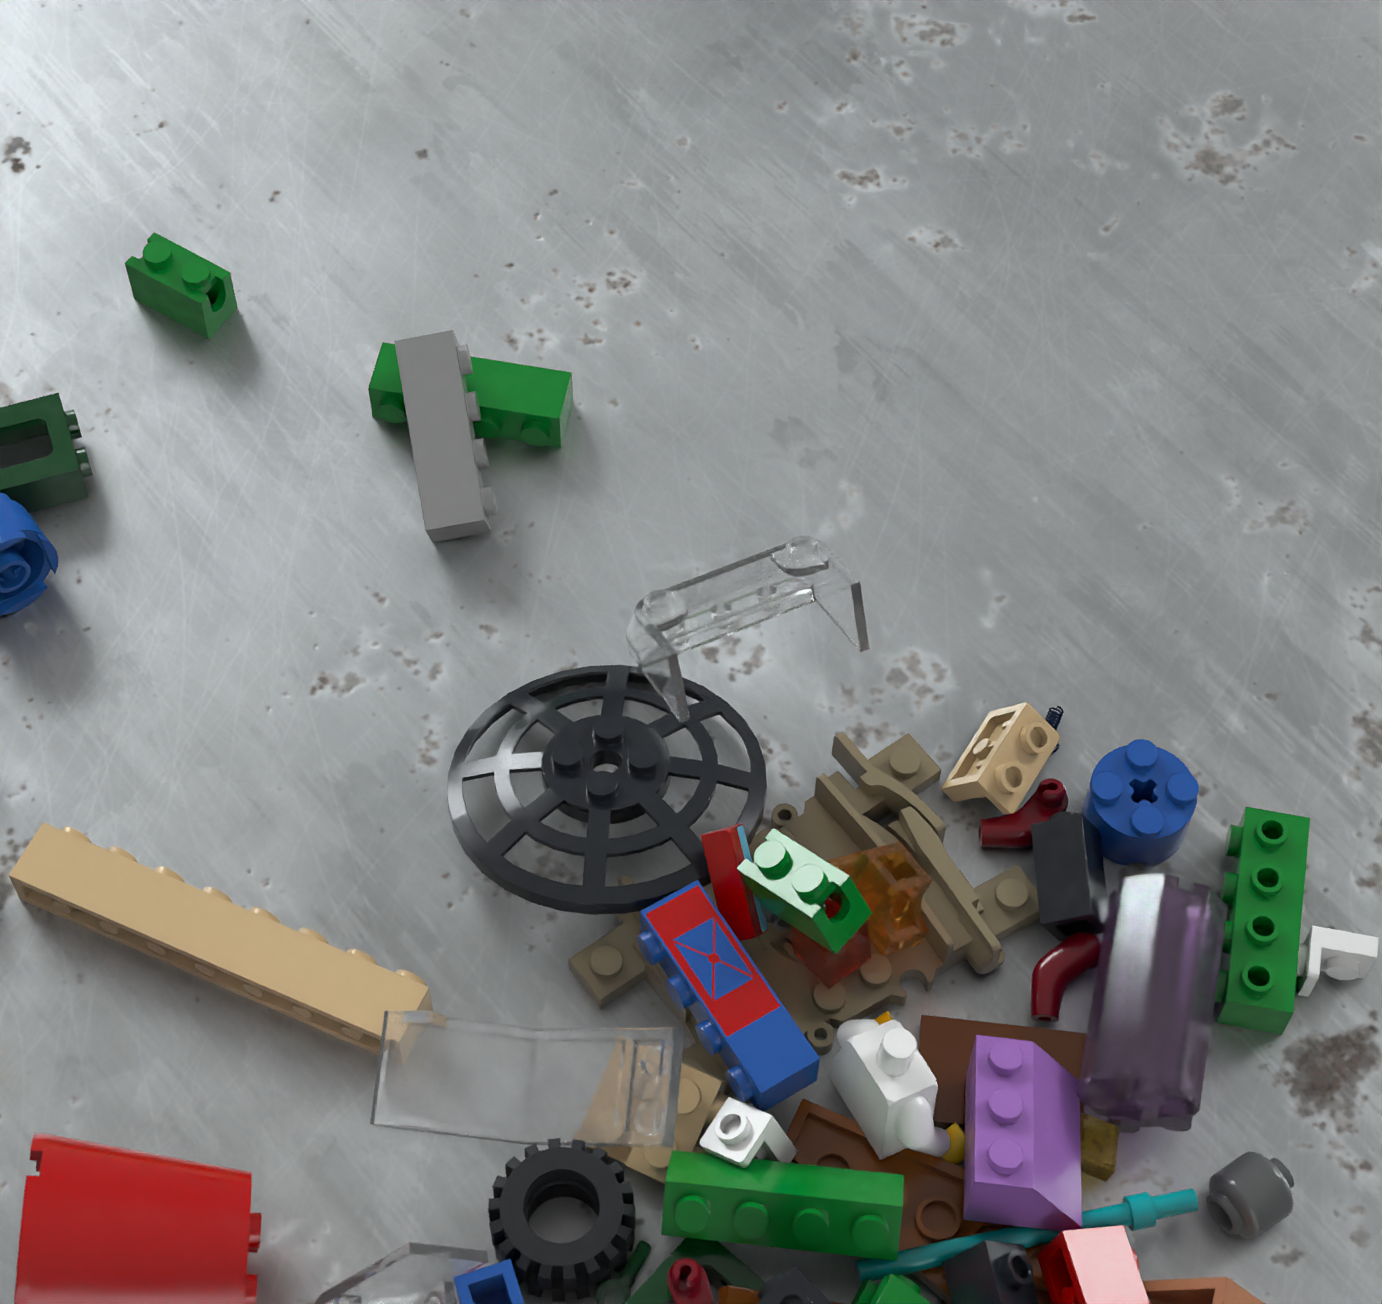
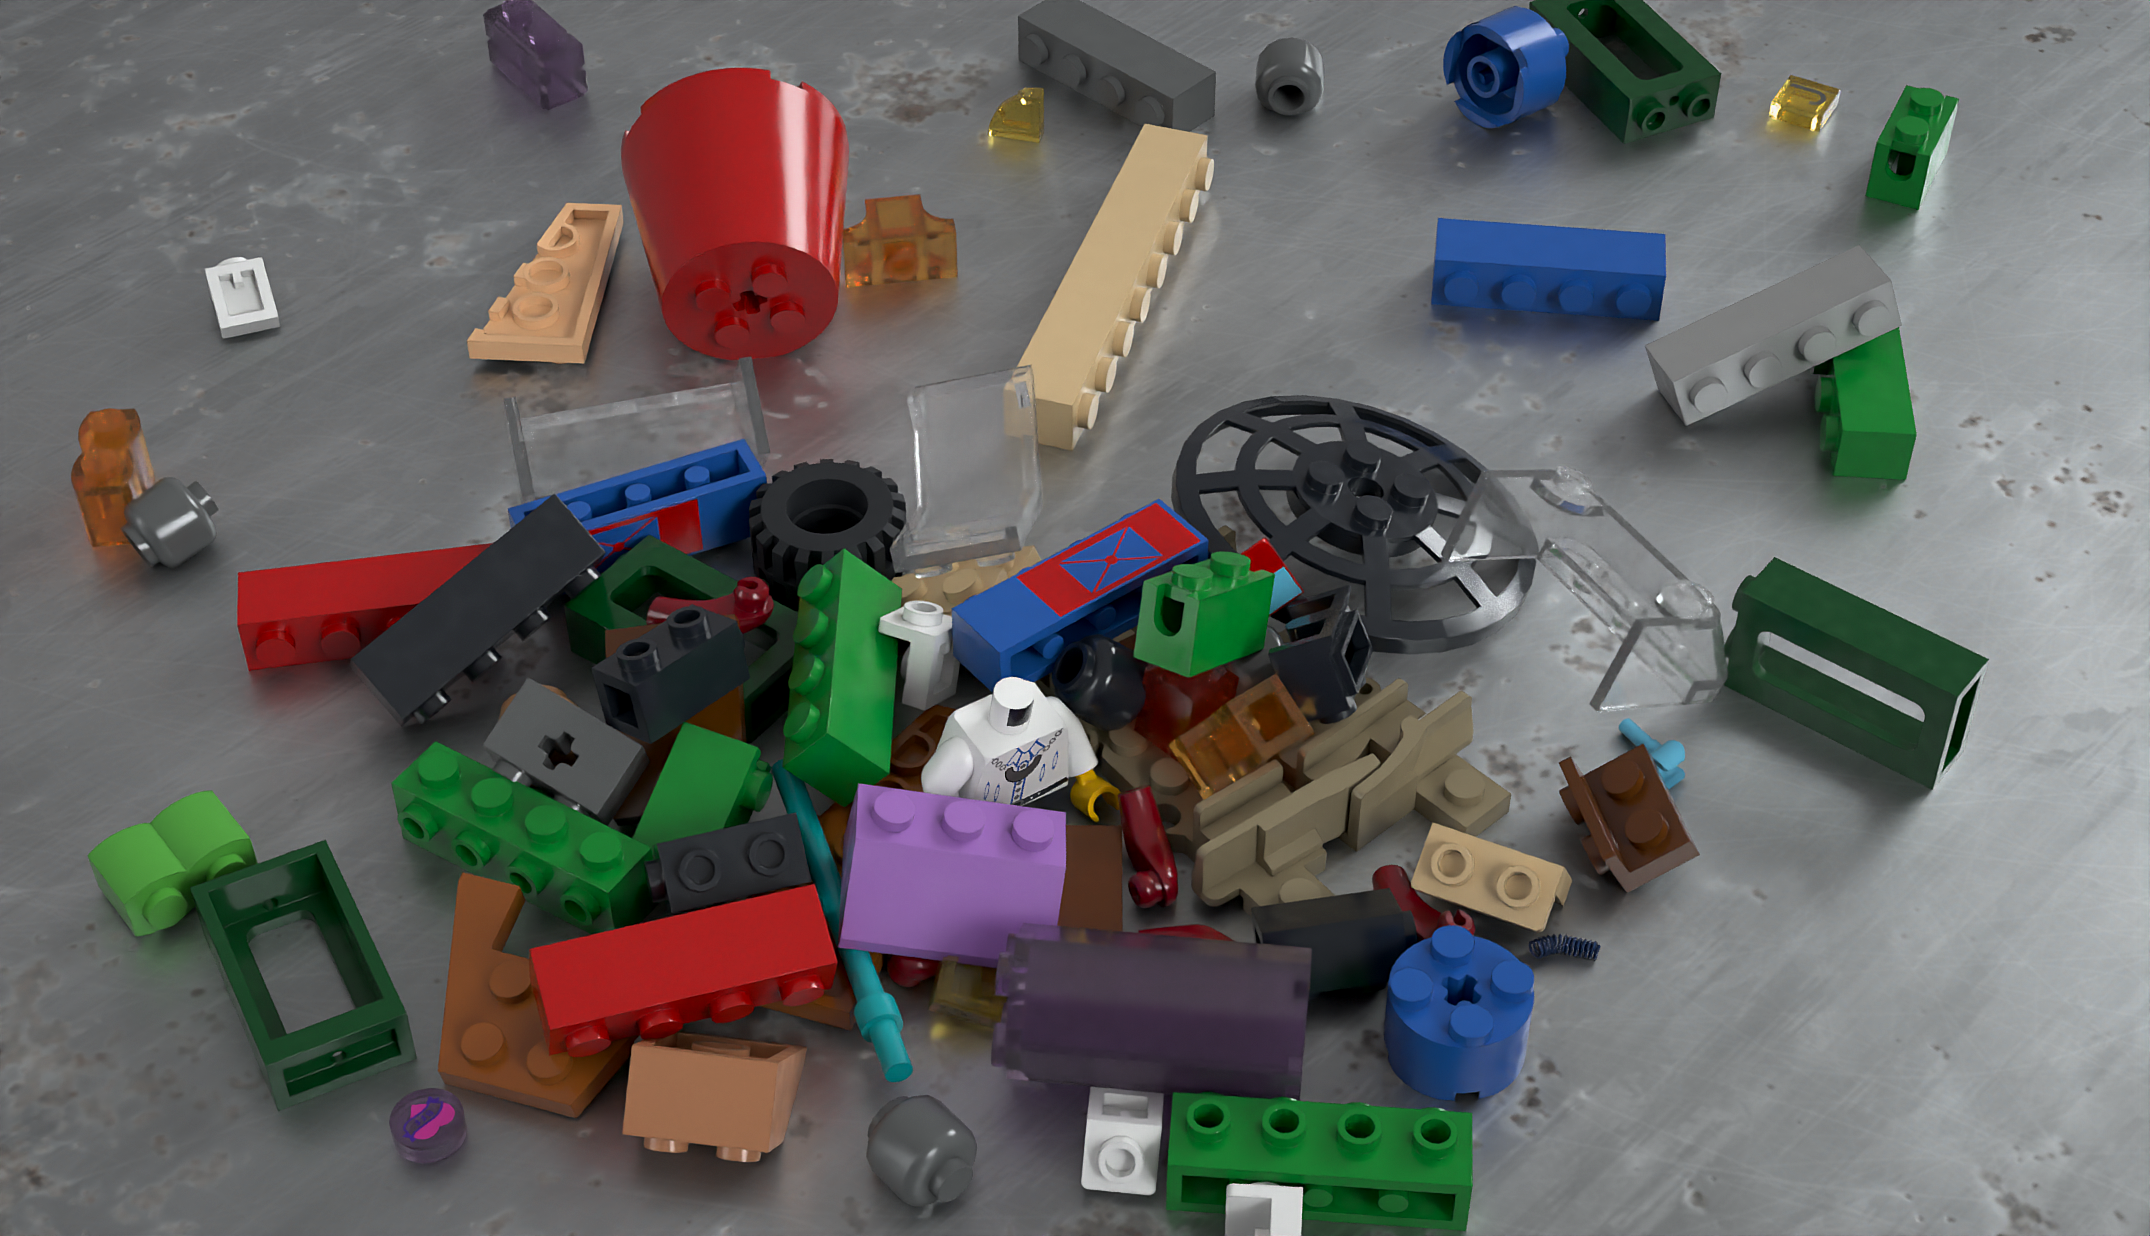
camera: 85 degrees right, 15 degrees down
(77, 348) = (1804, 103): none -> clear yellow tile
(120, 1114) = (898, 244): none -> clear orange brick
(283, 587) = (1549, 269): none -> blue brick
(810, 994) = (1100, 682): none -> black head
(813, 819) = (1325, 656): none -> black window
(833, 472) = (1868, 643): none -> dark green piece
(880, 626) = (1665, 756): none -> medium azure hand
(943, 656) = (1629, 818): none -> reddish brown bracket
(953, 997) = (1147, 849): none -> dark red arm
(1243, 1047) = (1122, 1141): none -> white bracket

